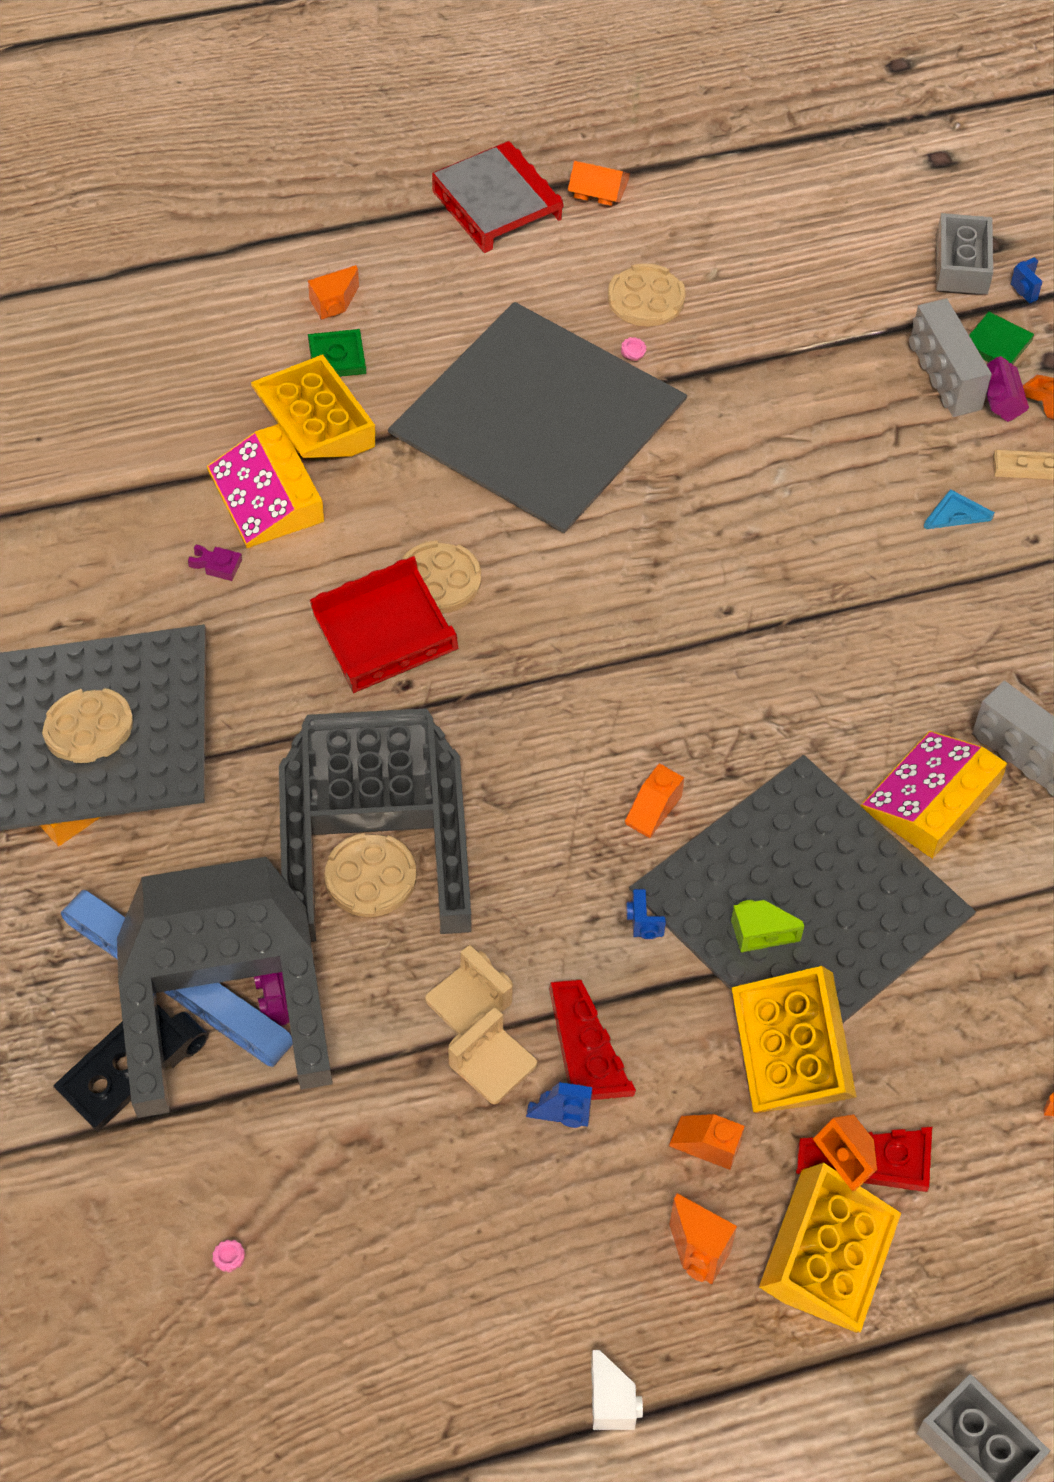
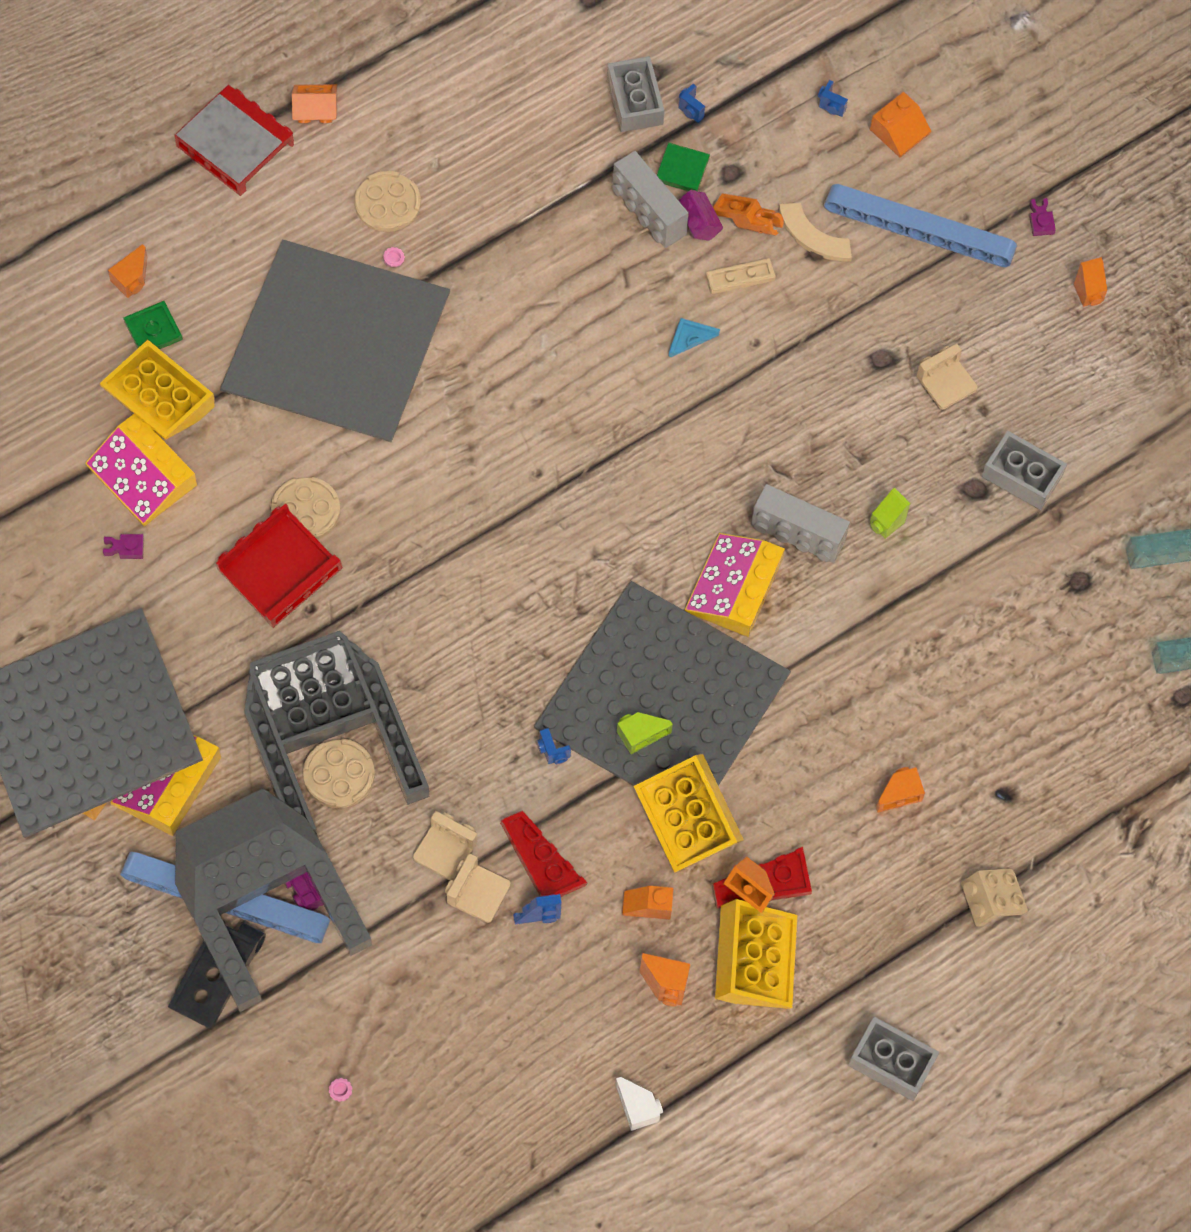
camera: 20 degrees left, 10 degrees up
(87, 725) = (86, 721): tan tile -> none
(161, 838) = (170, 798): none -> yellow slope
(655, 800) = (532, 652): orange slope -> none

